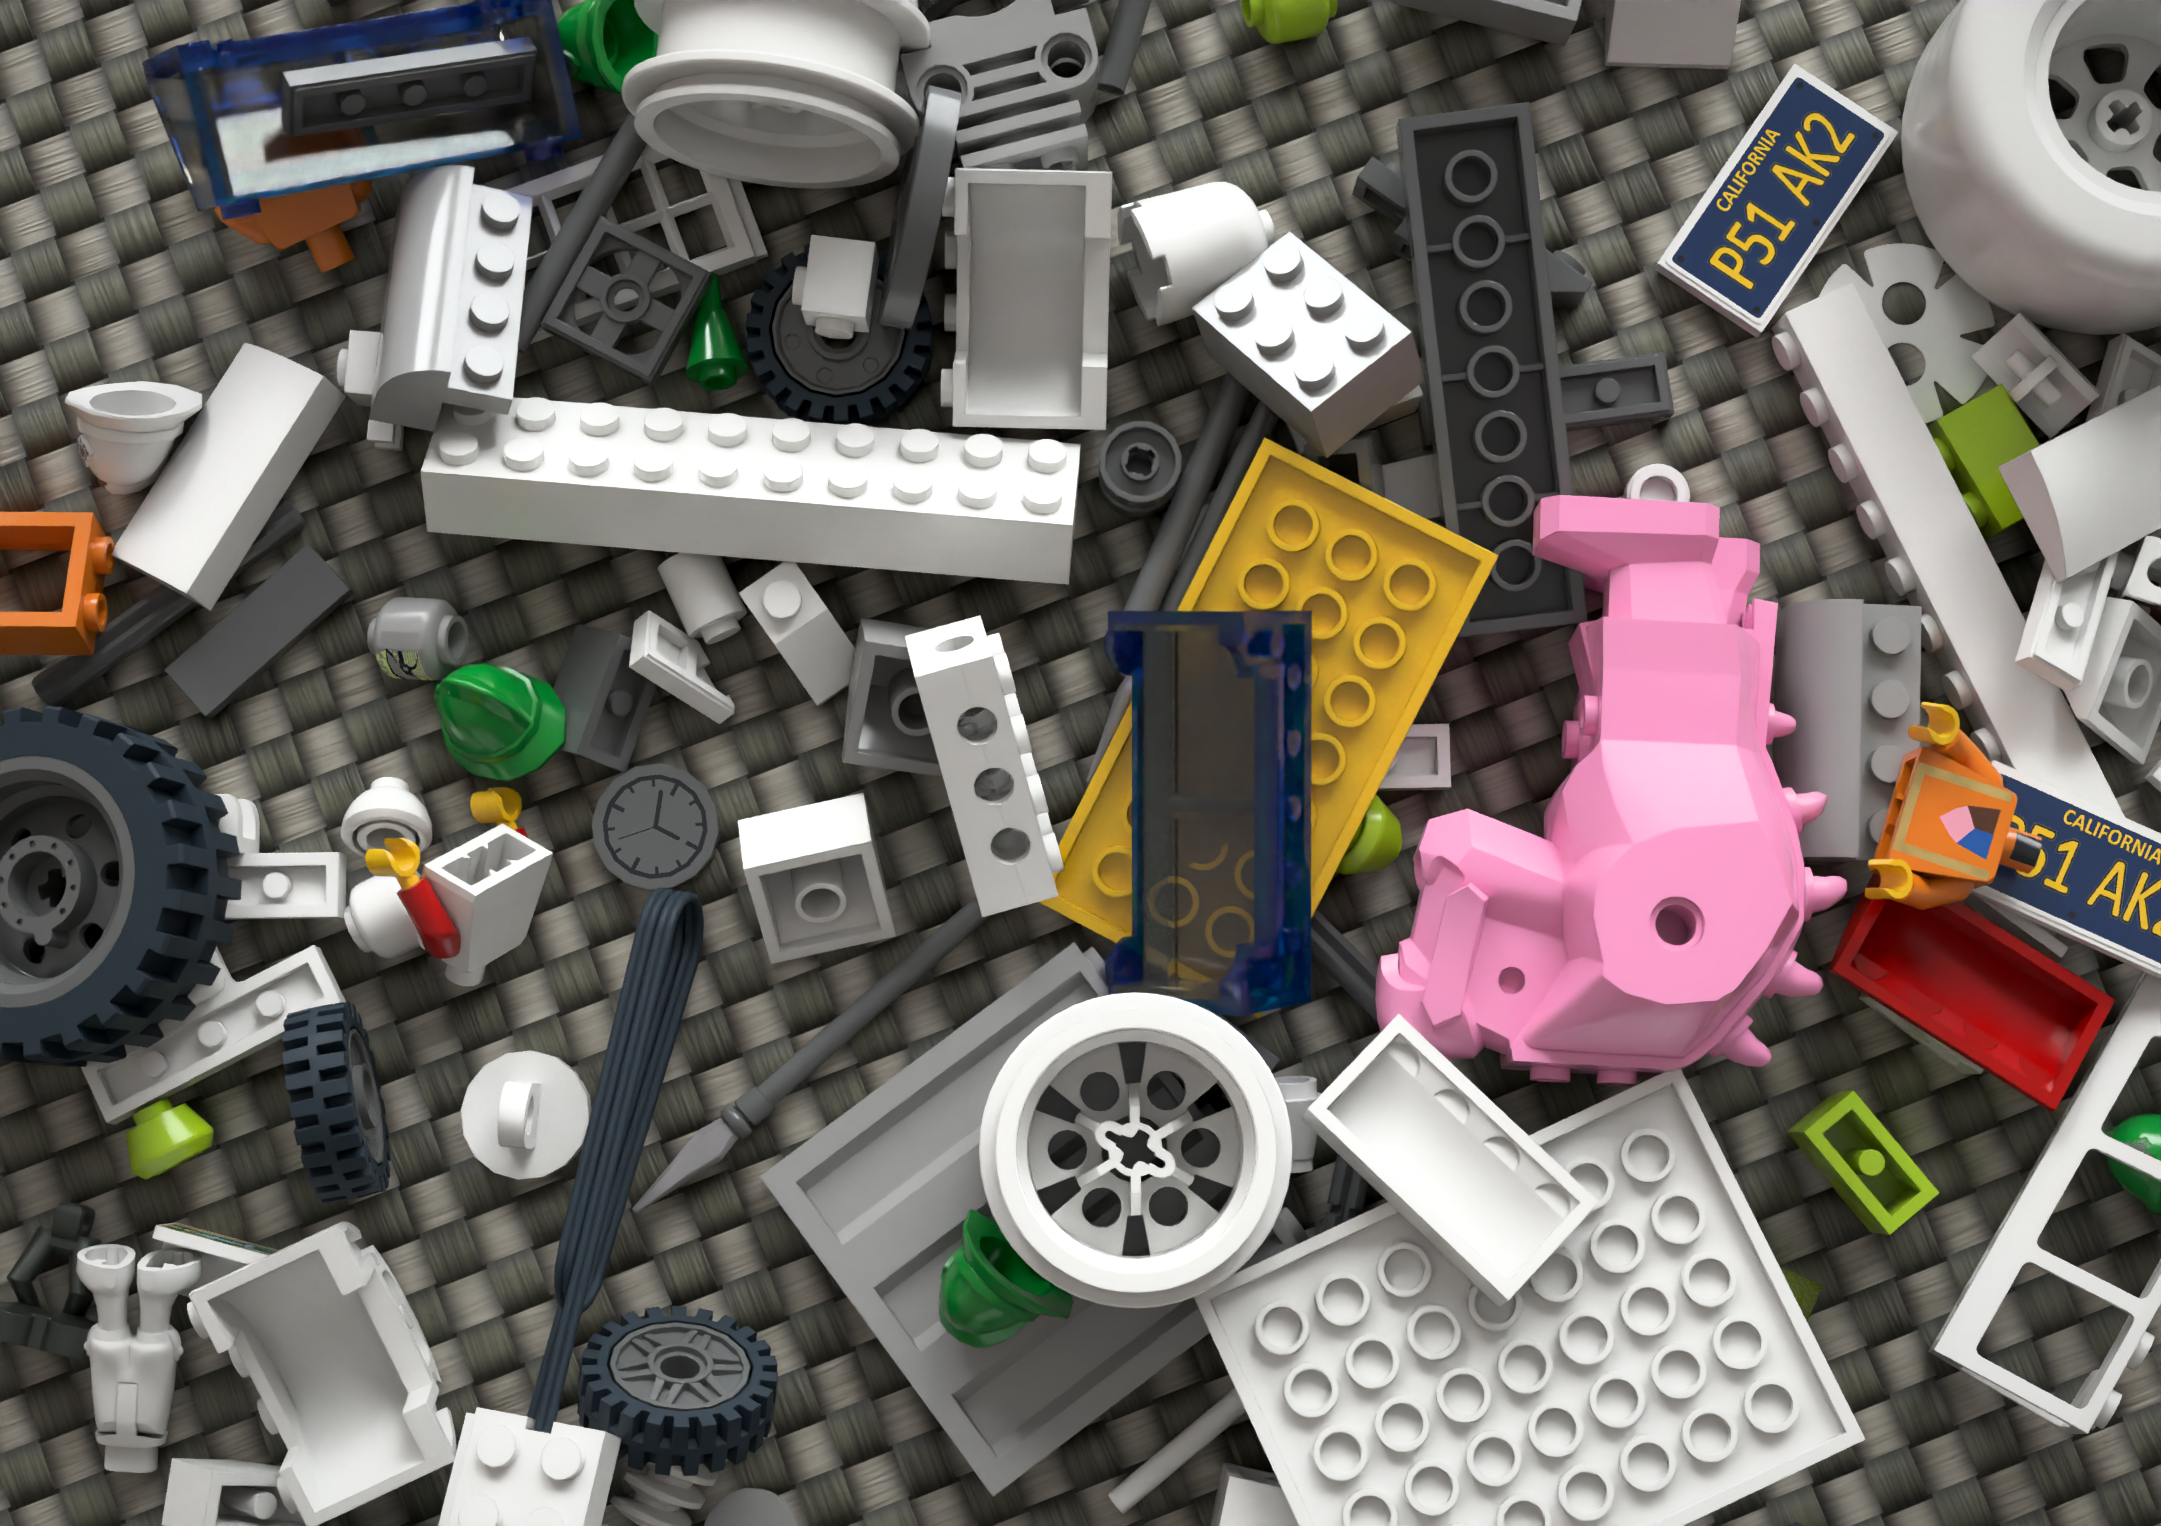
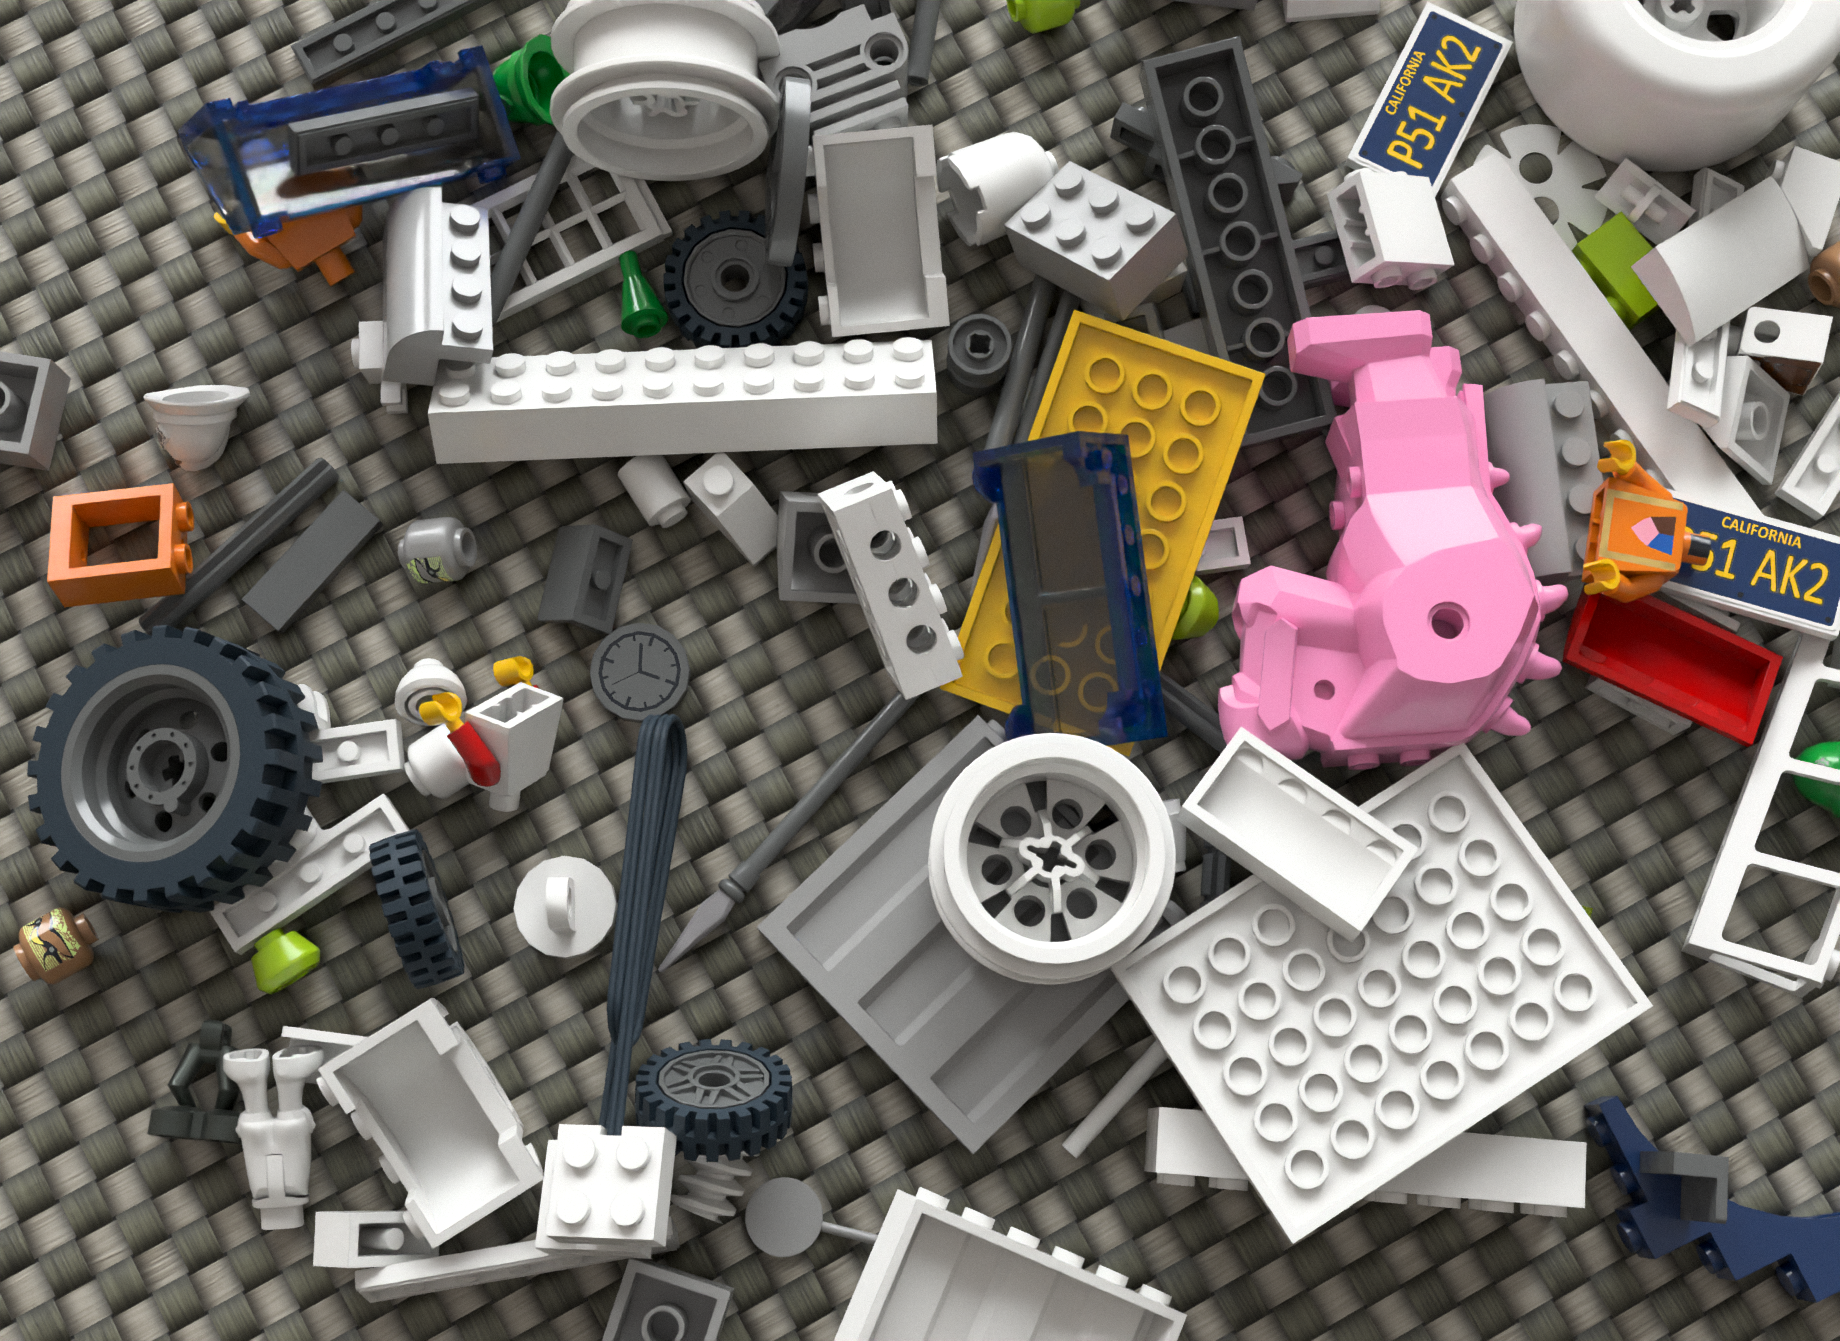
camera: 10 degrees left, 5 degrees down
(228, 474) = (276, 443): white slope -> none
(499, 720) = (508, 604): green piece -> none
(609, 239) = (553, 232): dark grey piece -> none
(676, 665) = (642, 546): white tile -> none
(816, 878) = (771, 694): white slope -> none
(837, 286) = (730, 241): white brick -> none
(991, 1289) = (952, 986): green piece -> none
(1696, 370) = (1390, 229): none -> white brick
(1863, 1162) = (1610, 807): lime brick -> none

